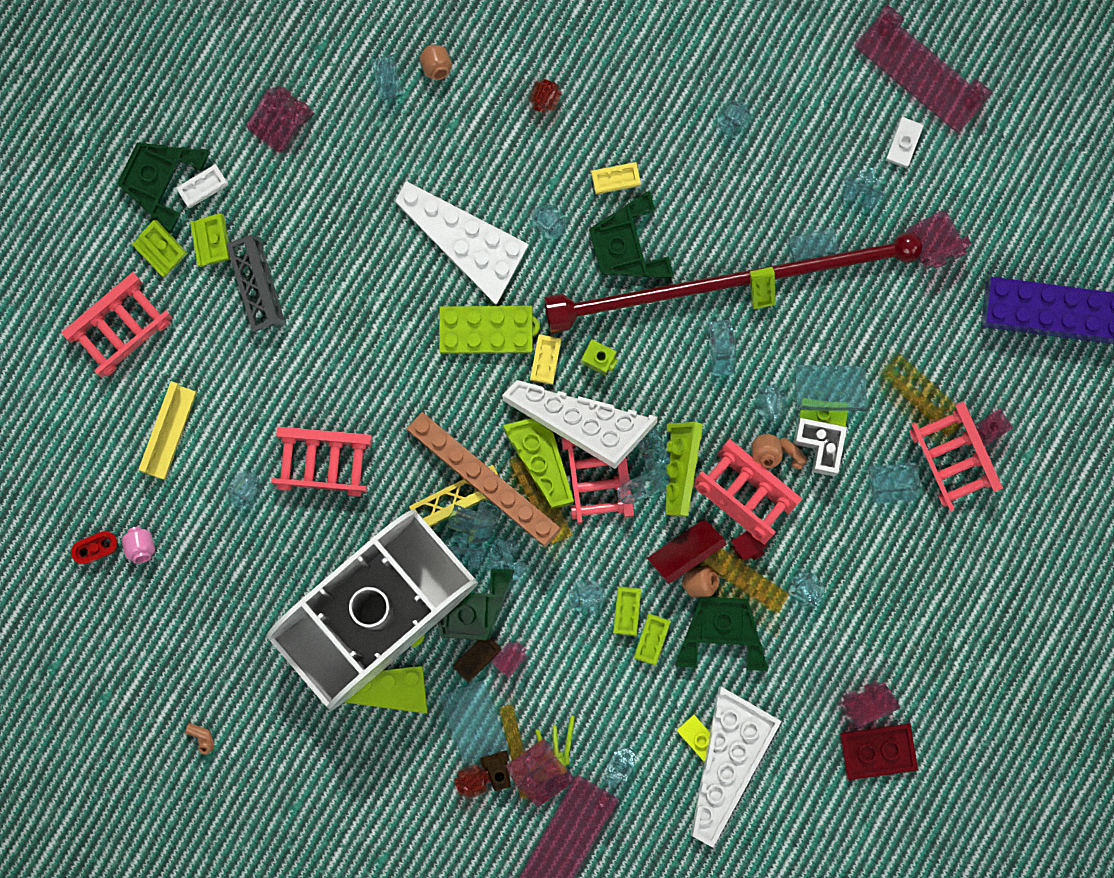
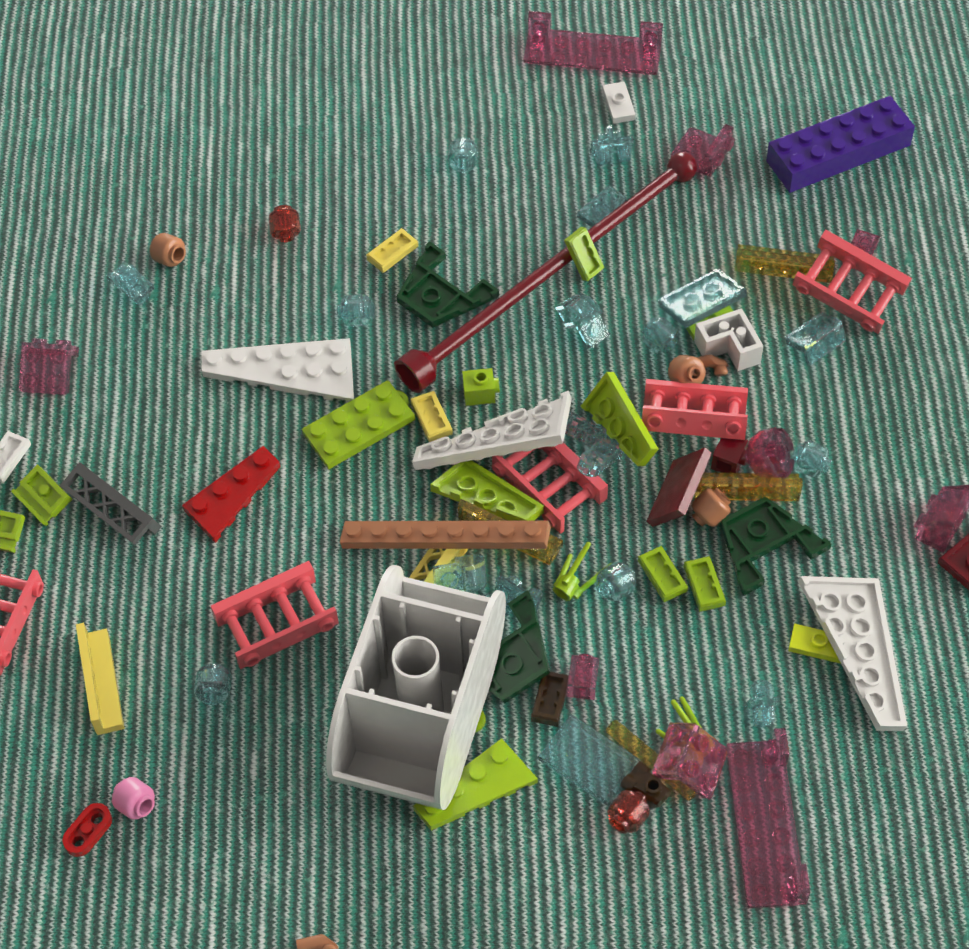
camera: 25 degrees left, 25 degrees down
(347, 330) = (224, 498): none -> red wing
(550, 575) = (567, 583): none -> lime plant
(773, 571) = (770, 453): none -> clear pink cylinder

